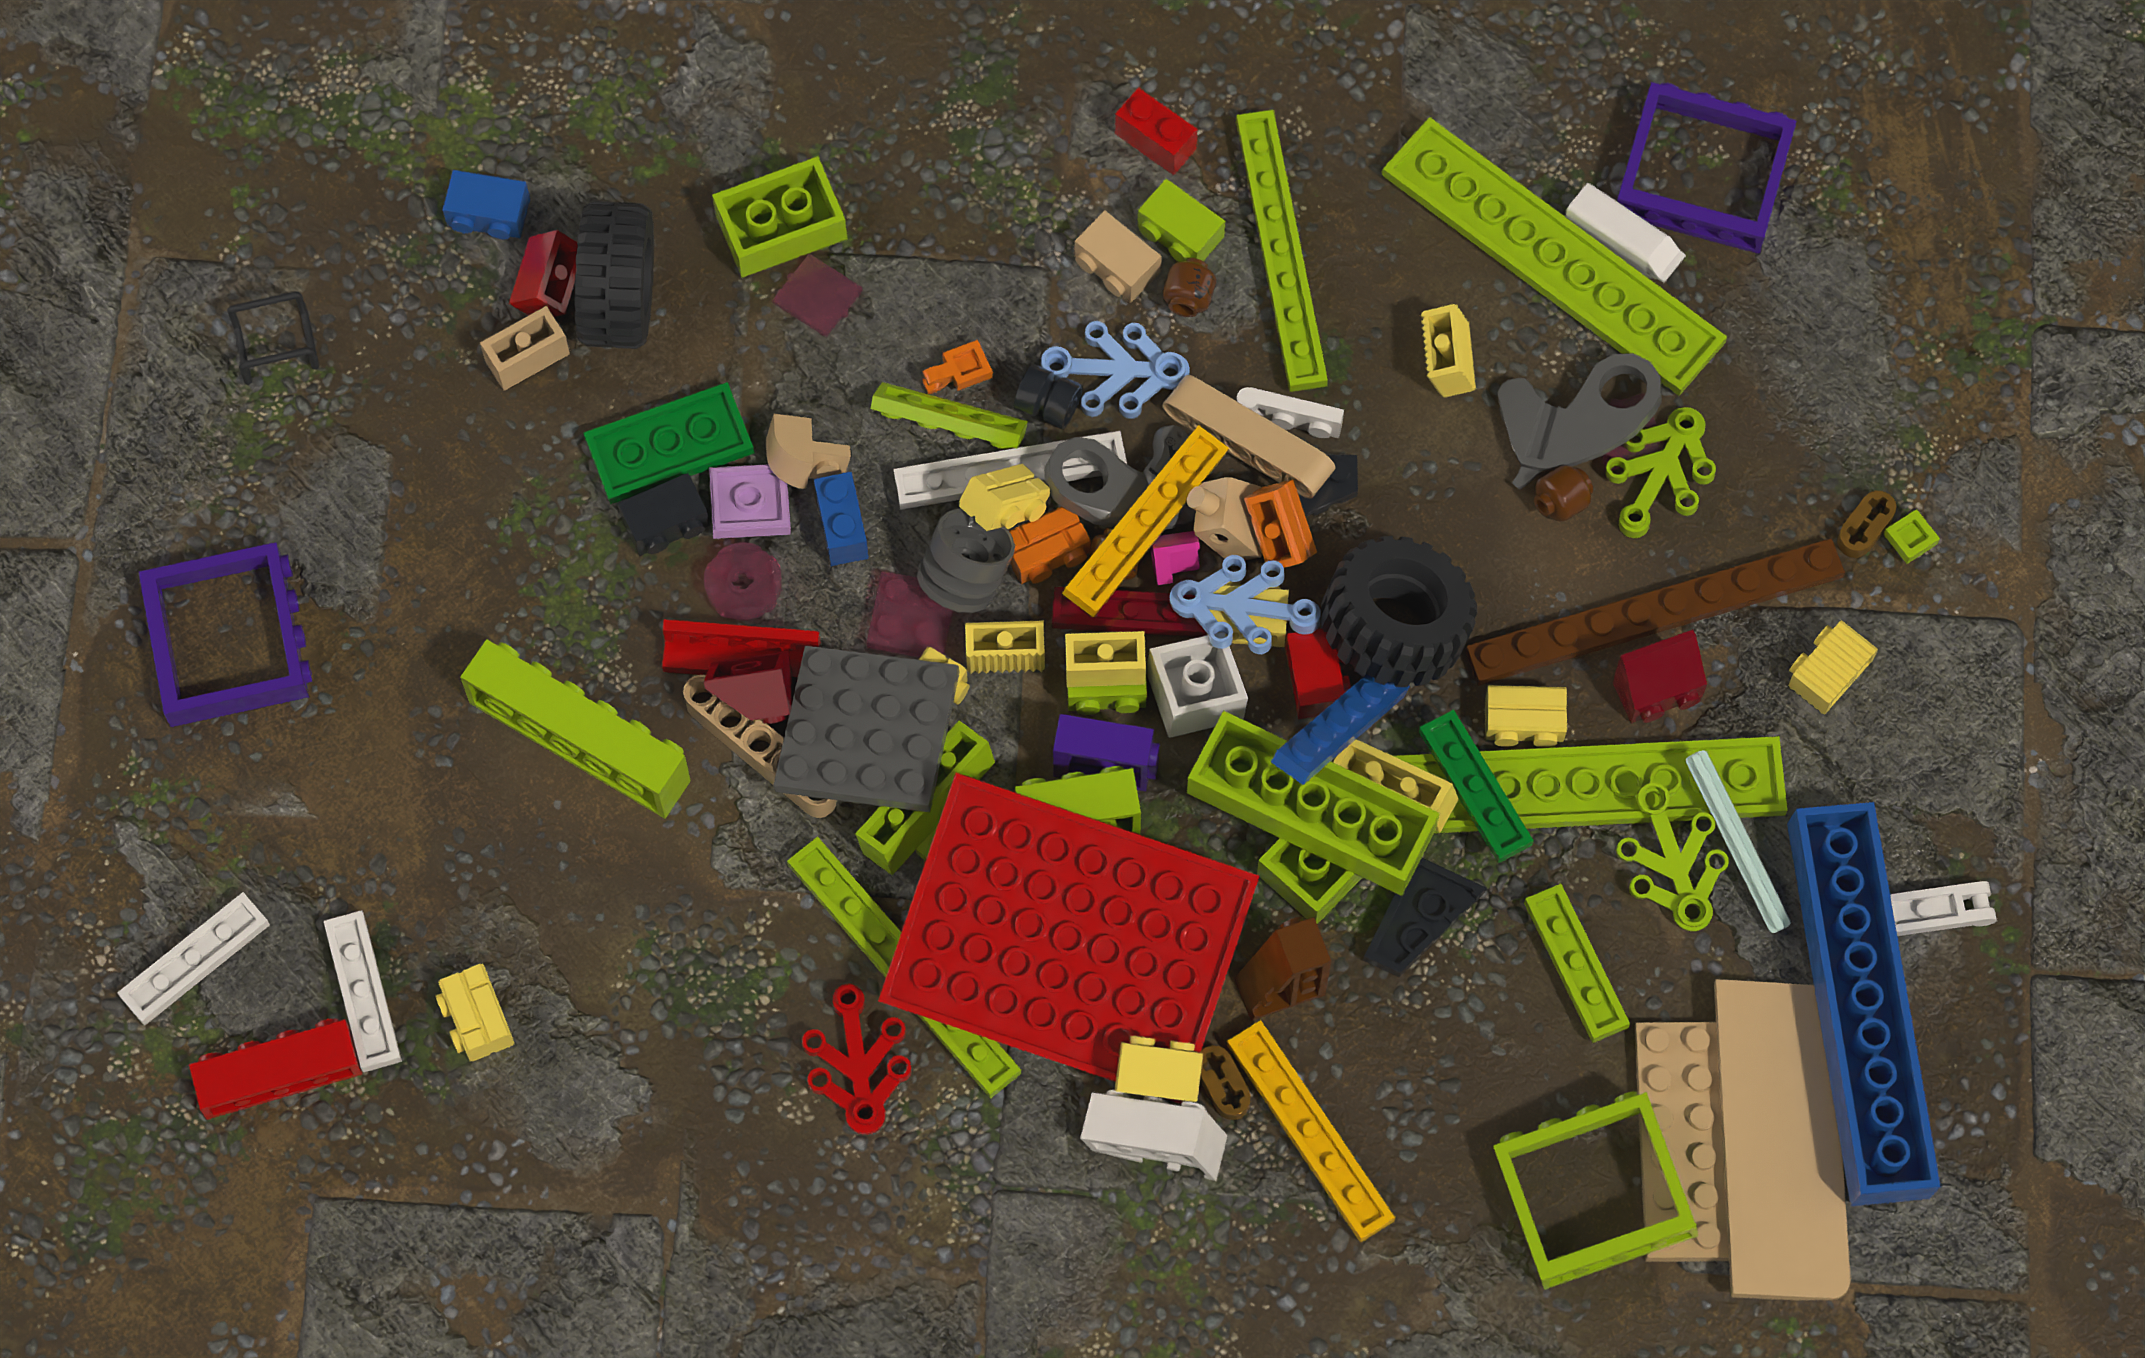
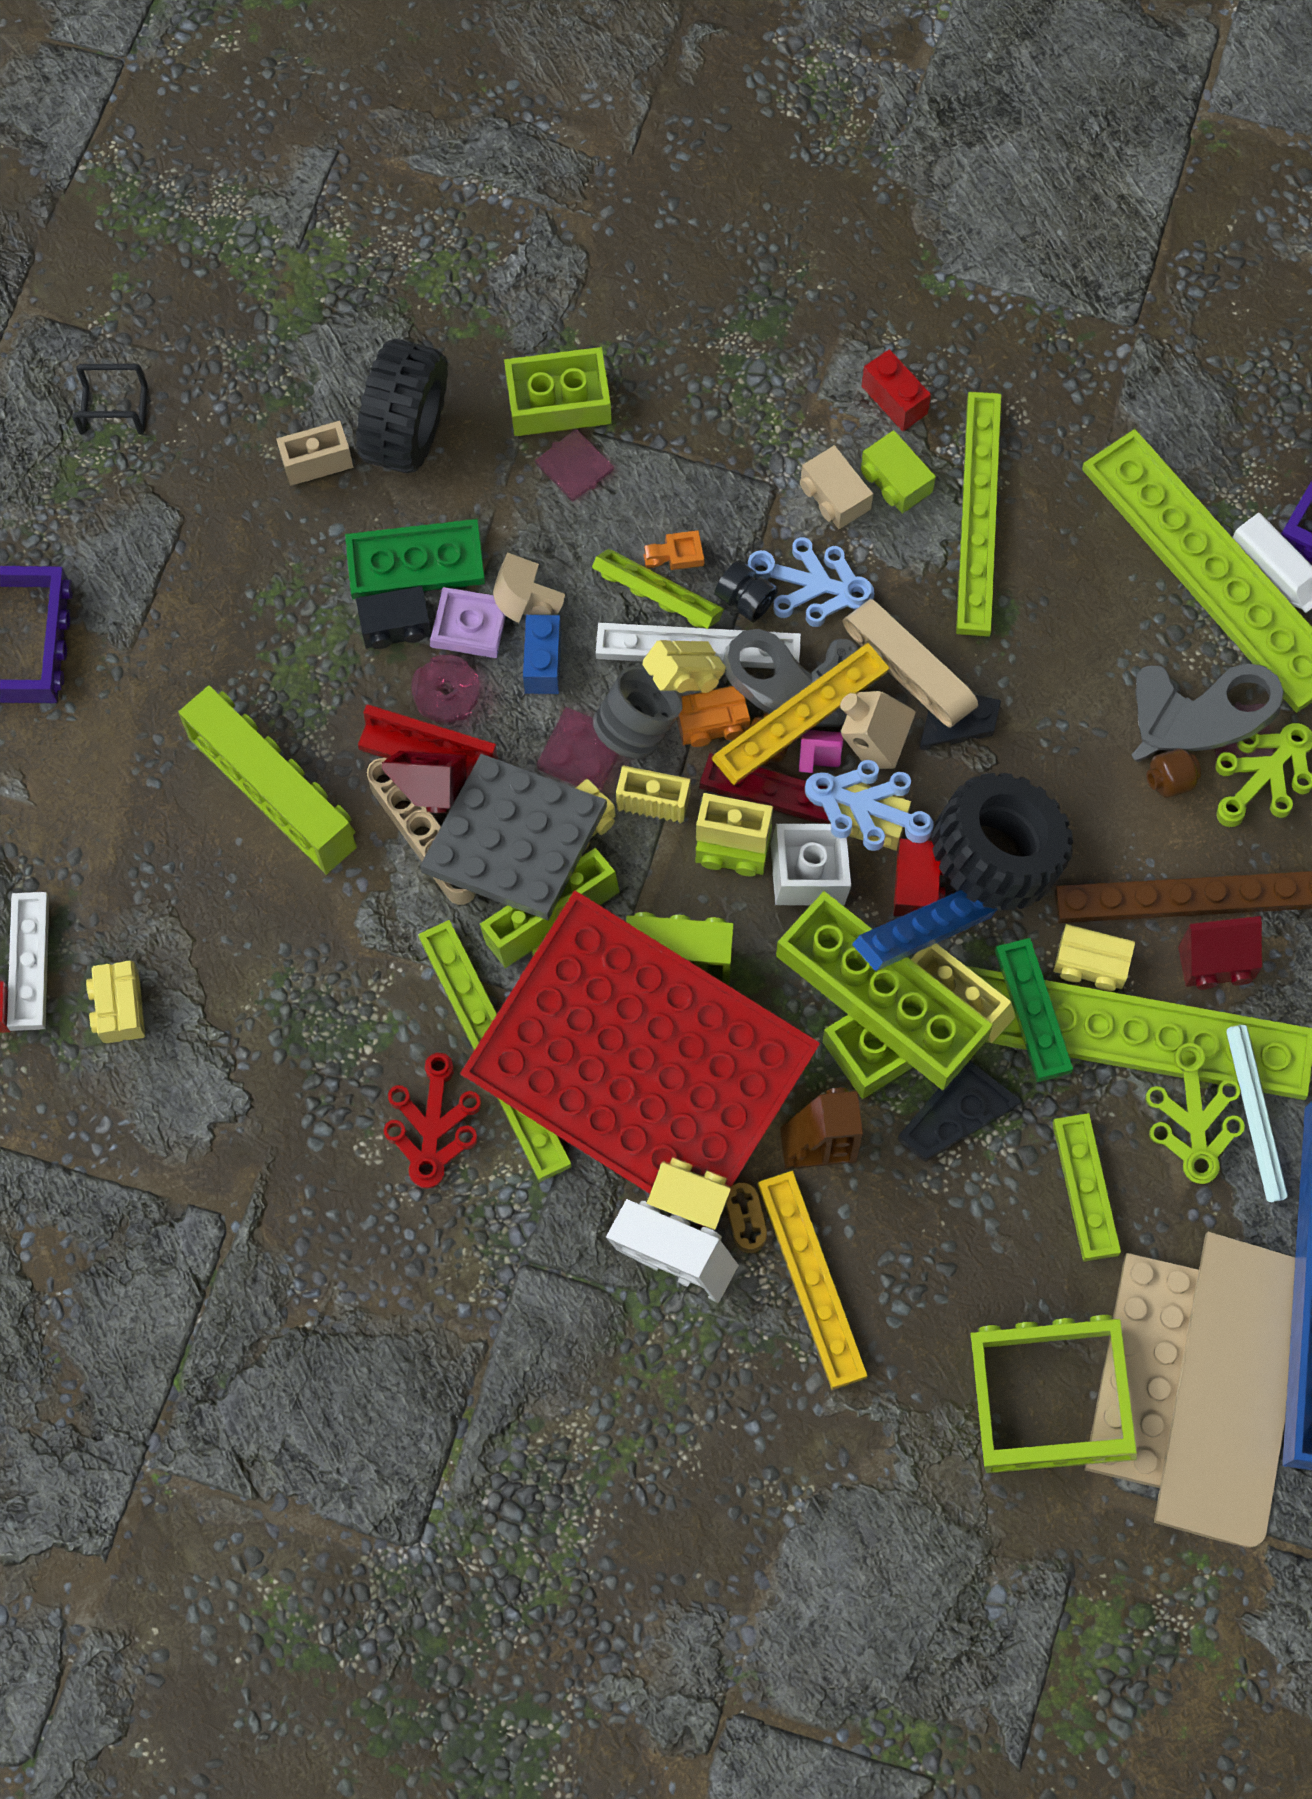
camera: 15 degrees right, 0 degrees up
(486, 205) = (317, 329): blue brick -> none
(546, 274) = (344, 396): red brick -> none
(1096, 744) = (708, 896): dark purple window -> none
(1189, 287) = (891, 526): reddish brown head -> none
(1281, 524) = (918, 743): orange brick -> none
(1291, 412) = (955, 652): white plate -> none
(1448, 350) = (1102, 628): light yellow brick -> none

